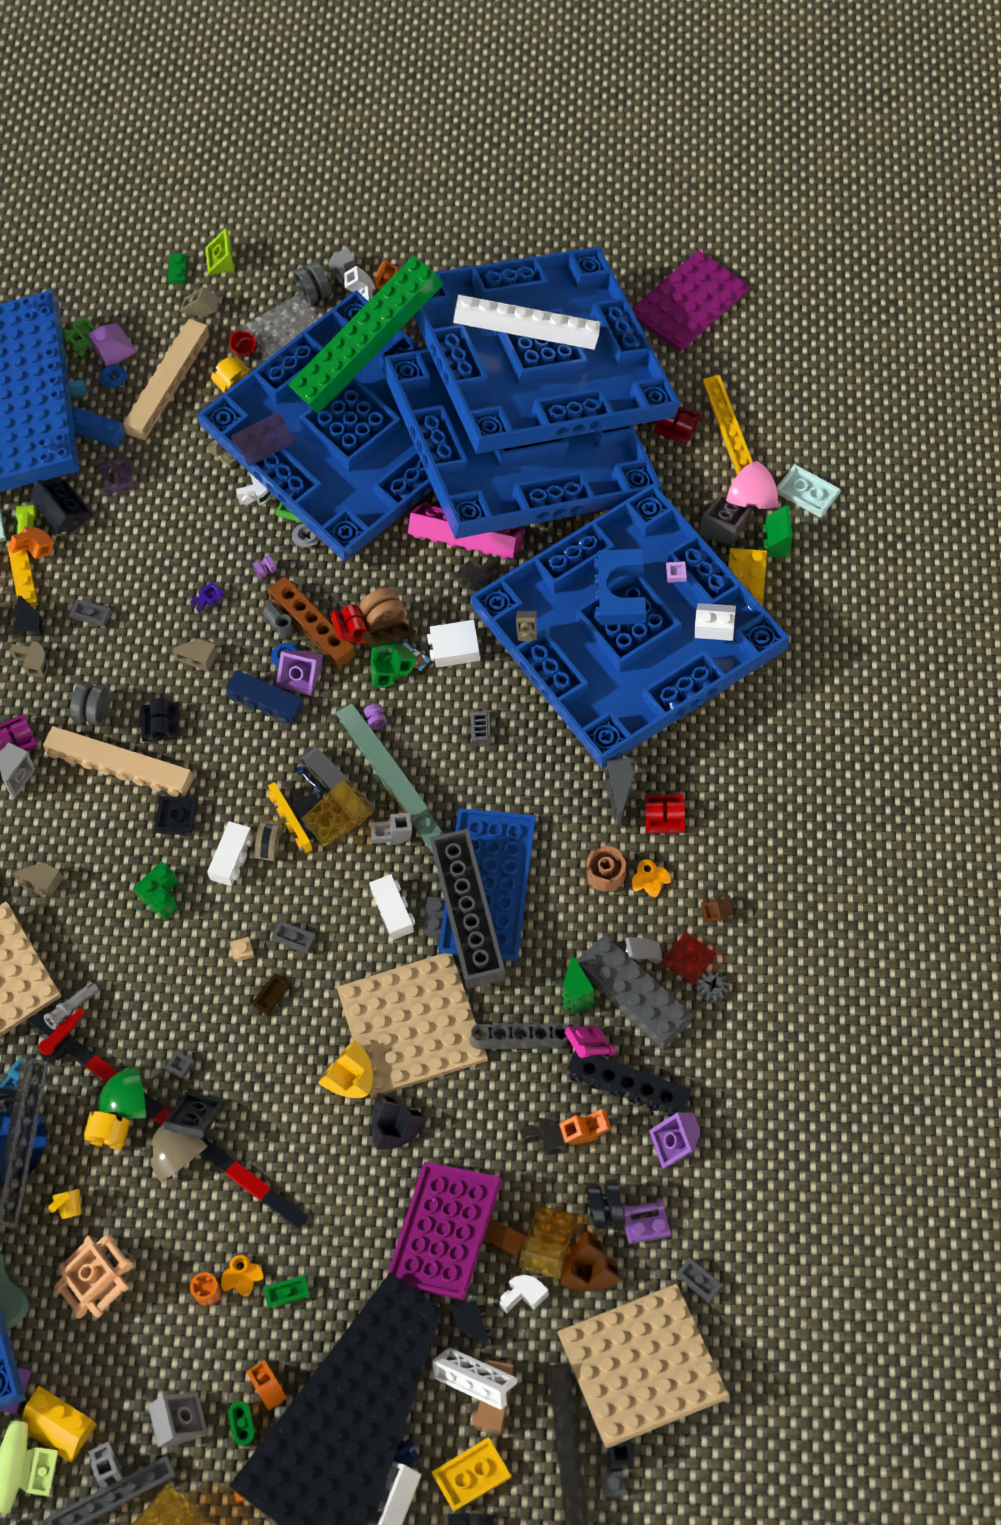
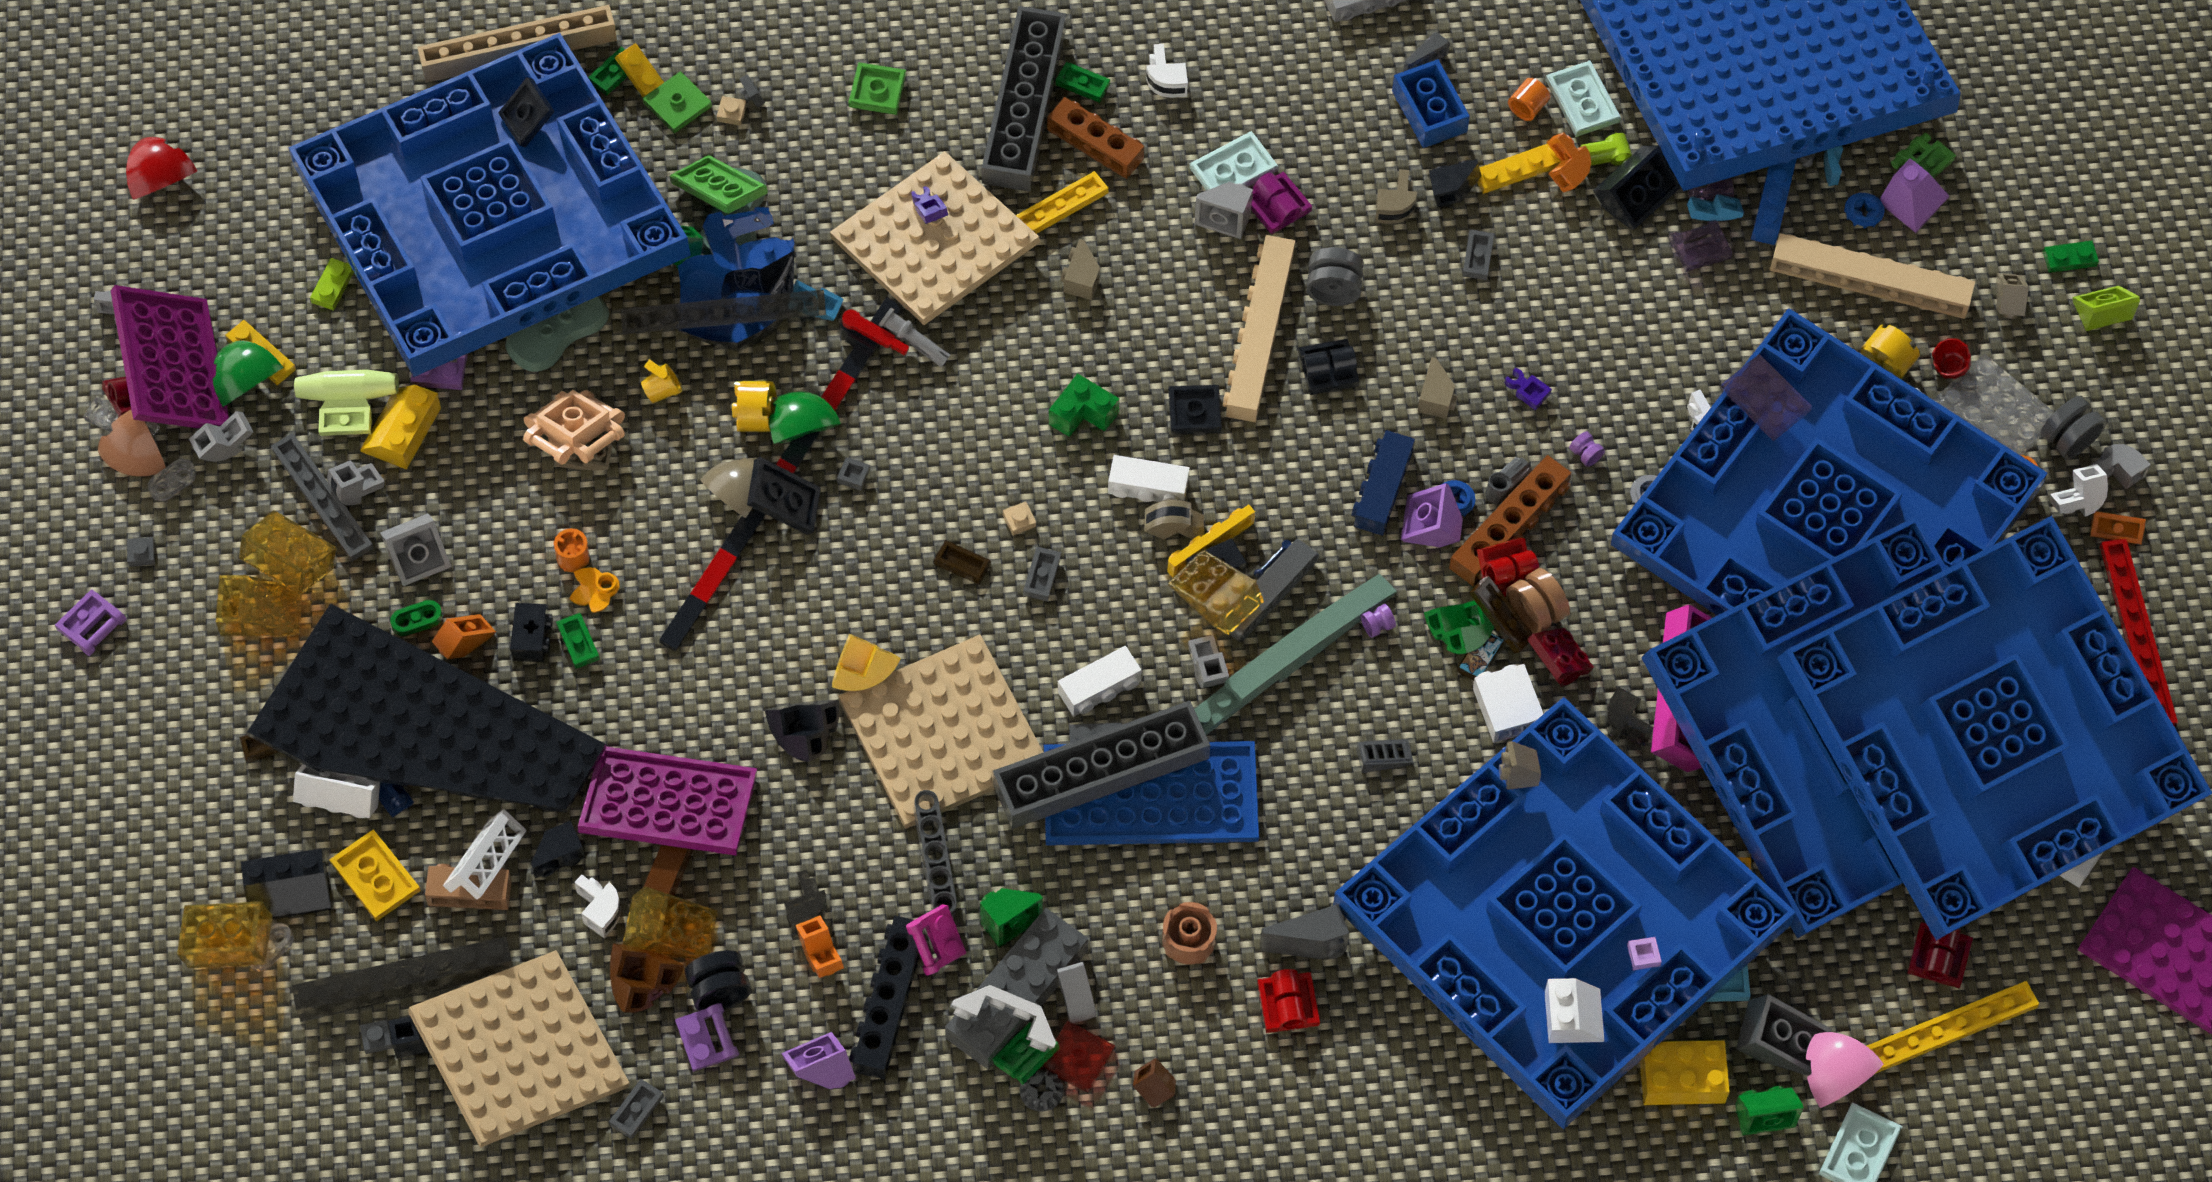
camera: 75 degrees right, 0 degrees up
(90, 458) = (1720, 209): none -> dark azure slope
(280, 1337) = (529, 646): none -> black brick
(365, 334) = (1945, 484): green brick -> none
(425, 604) = (1561, 655): none -> dark red plate
(526, 322) = (2015, 692): white brick -> none
(612, 608) = (1634, 862): blue arch -> none
(651, 880) = (1185, 996): light orange plate -> none
(655, 1006) = (1039, 1032): none -> white slope
(686, 990) = (1020, 1059): none -> green plate

